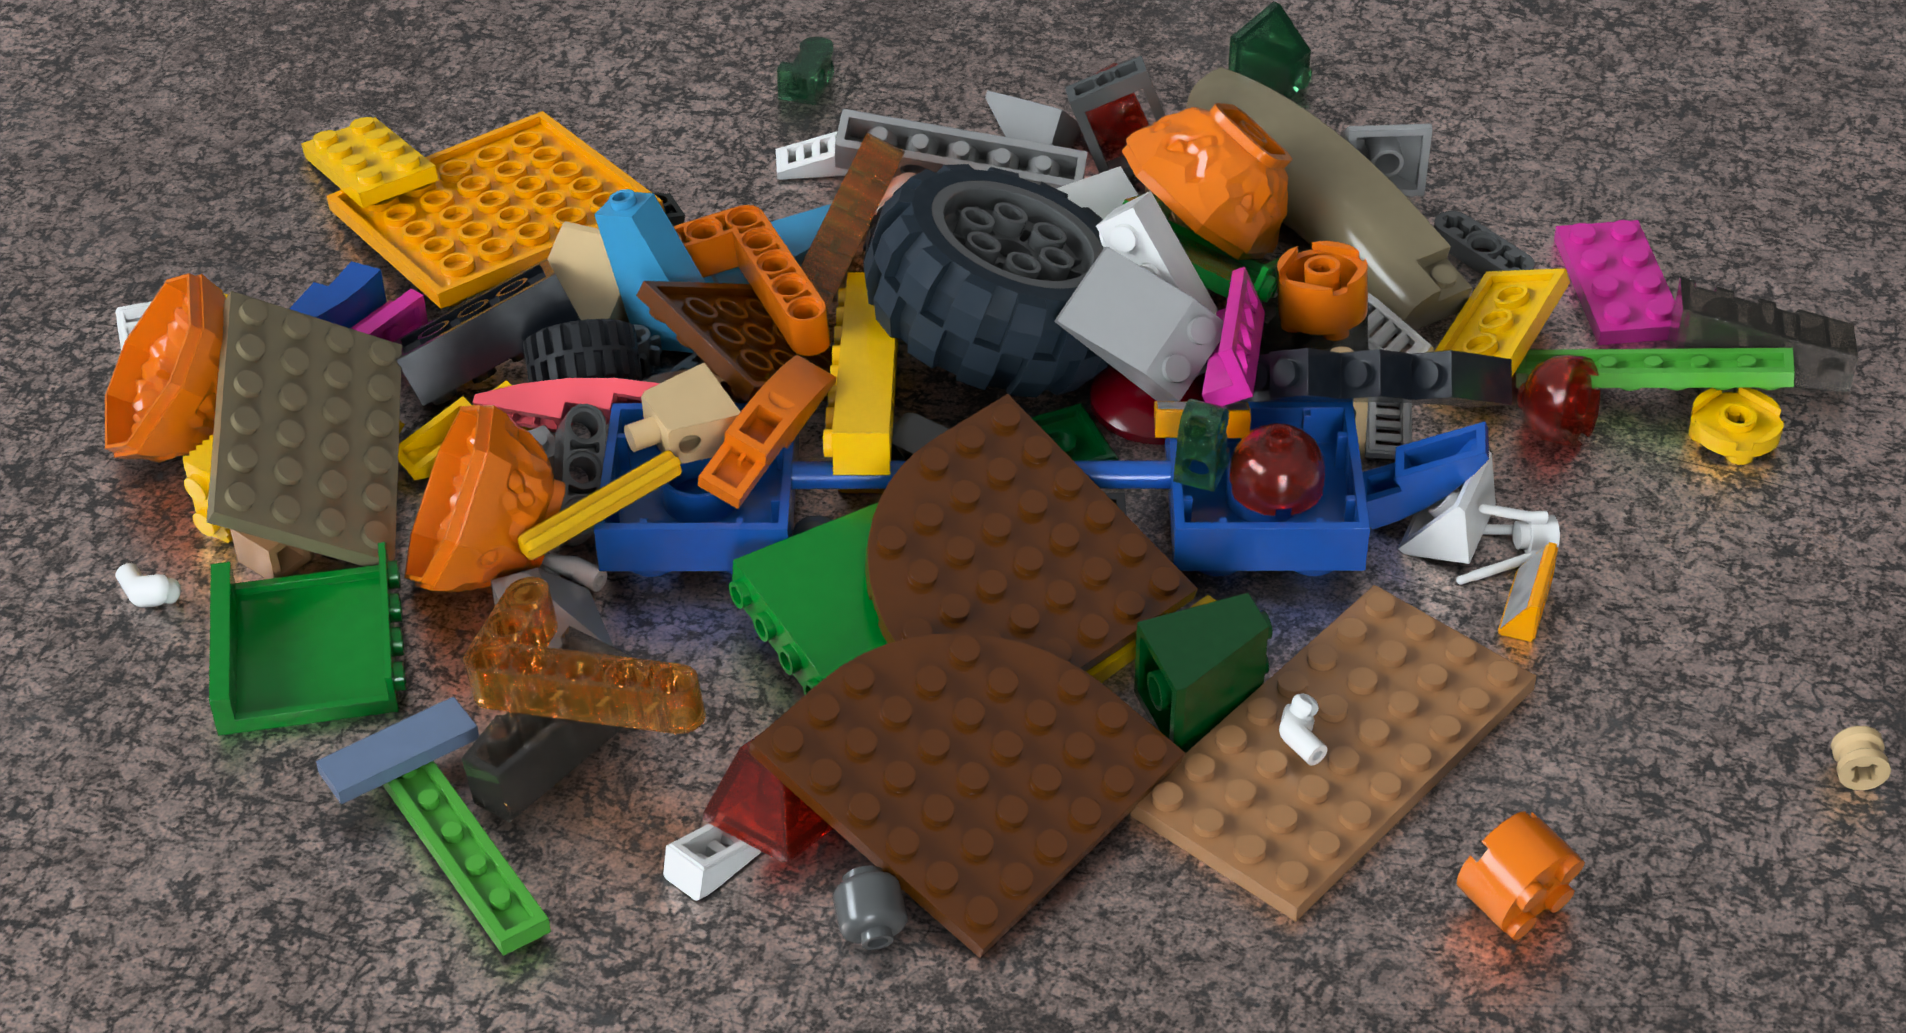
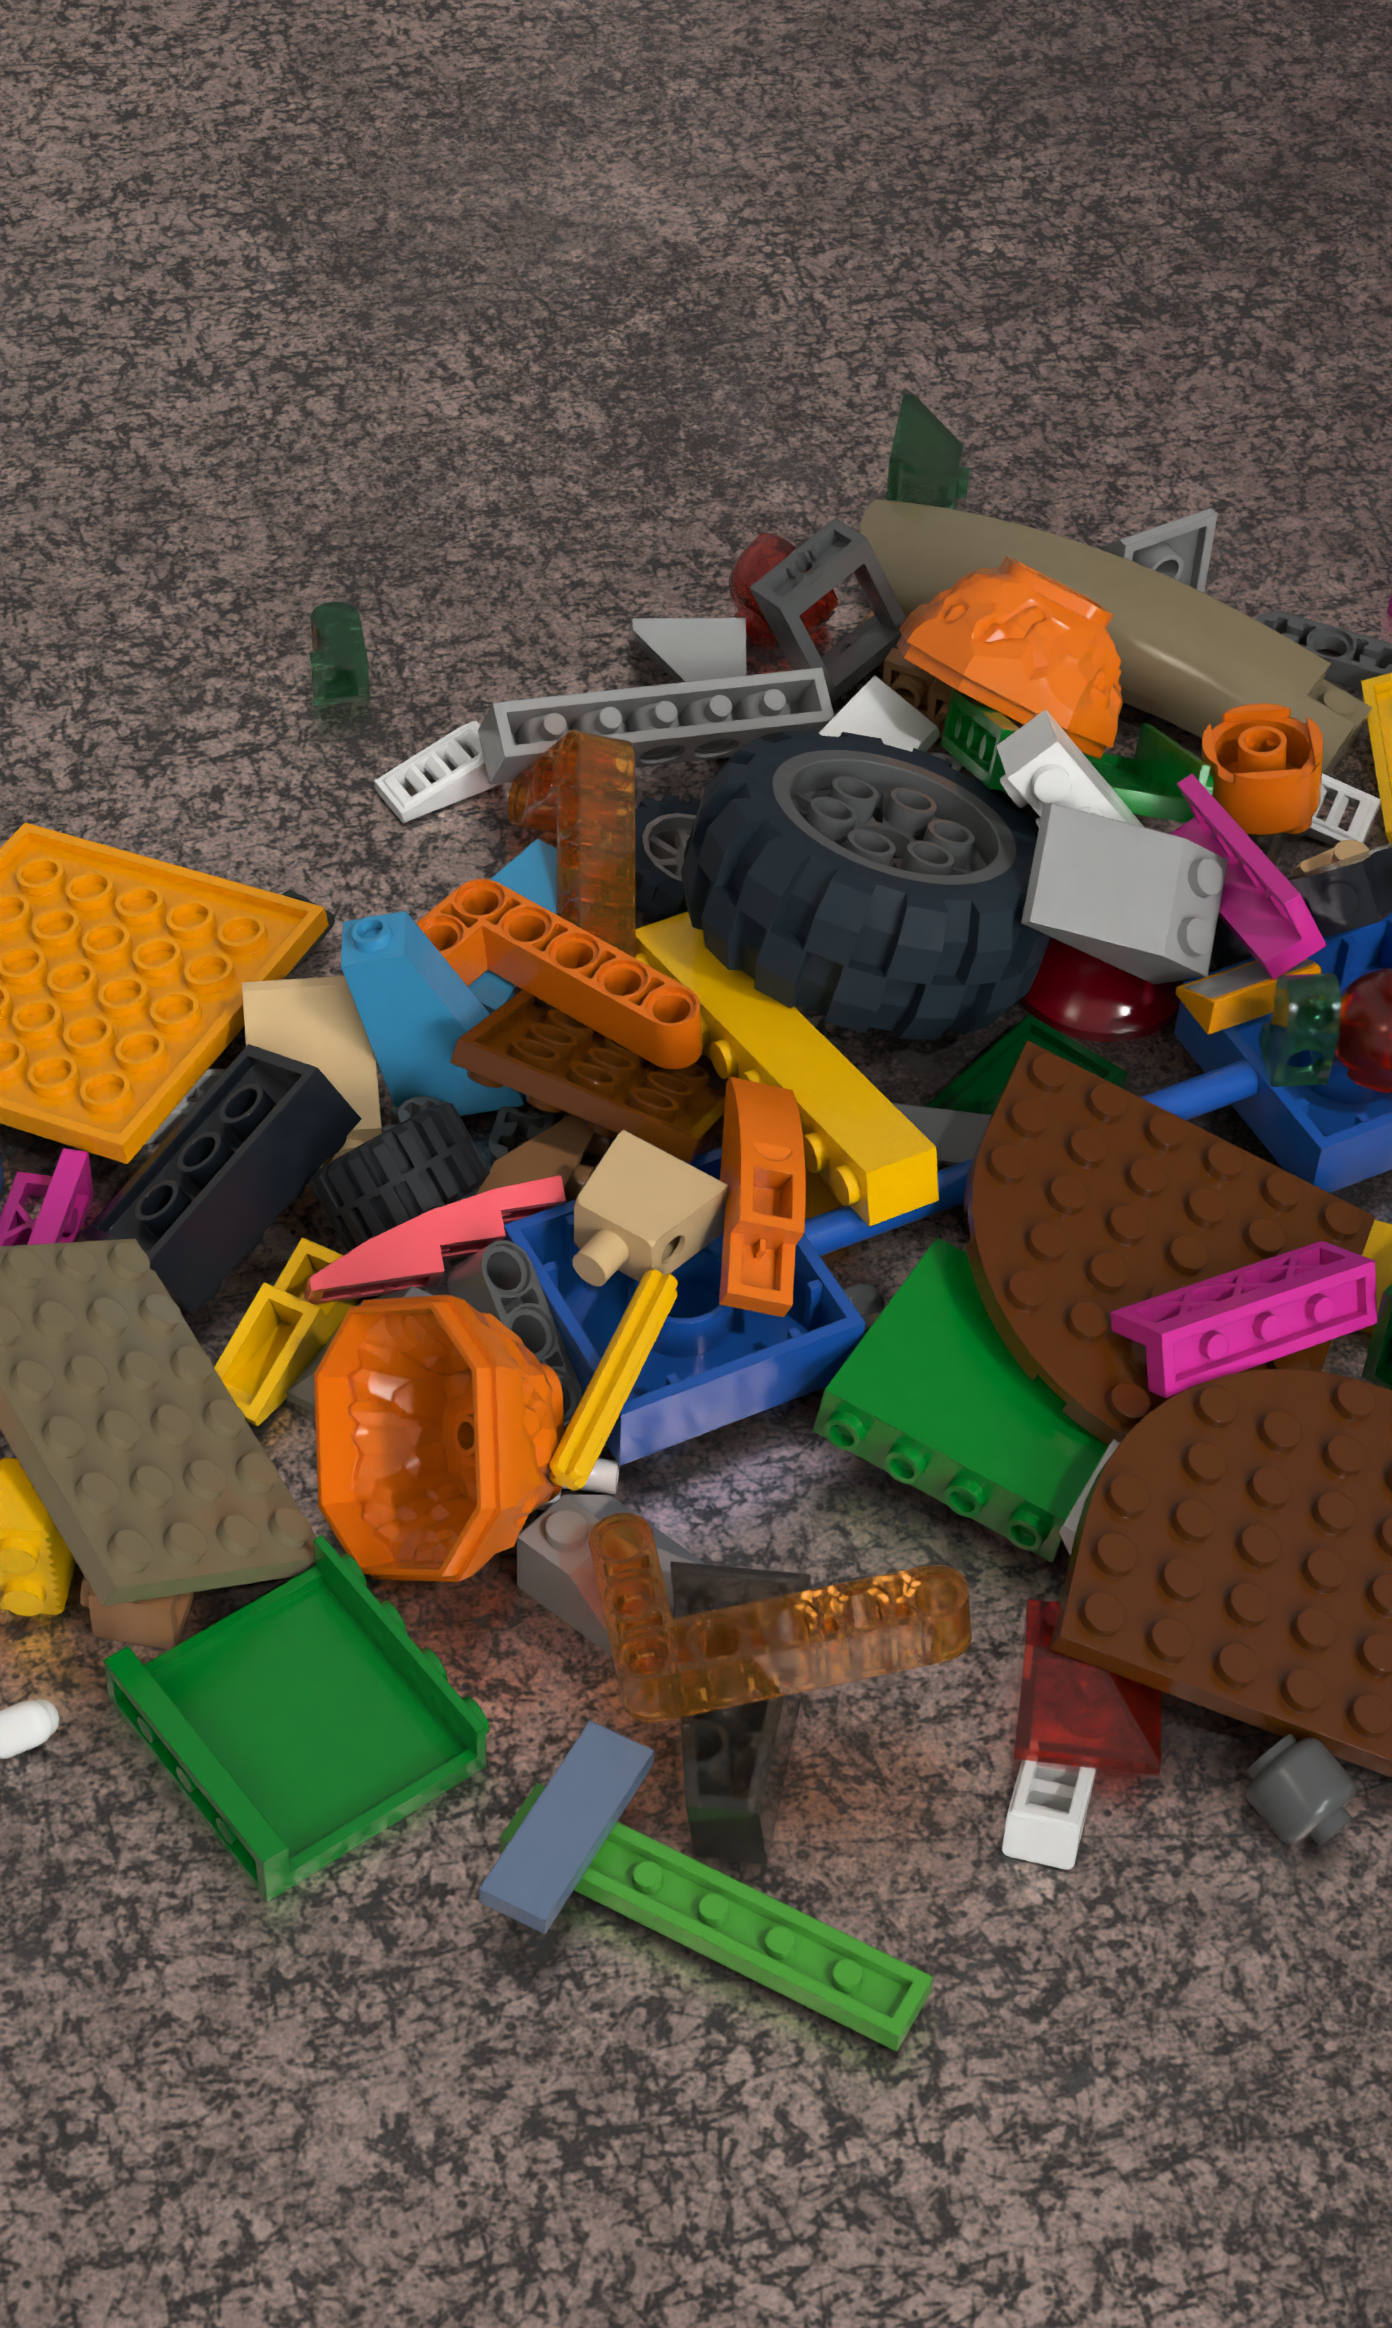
camera: 30 degrees left, 5 degrees up
(1037, 608) = (1250, 1315): none -> dark pink fence

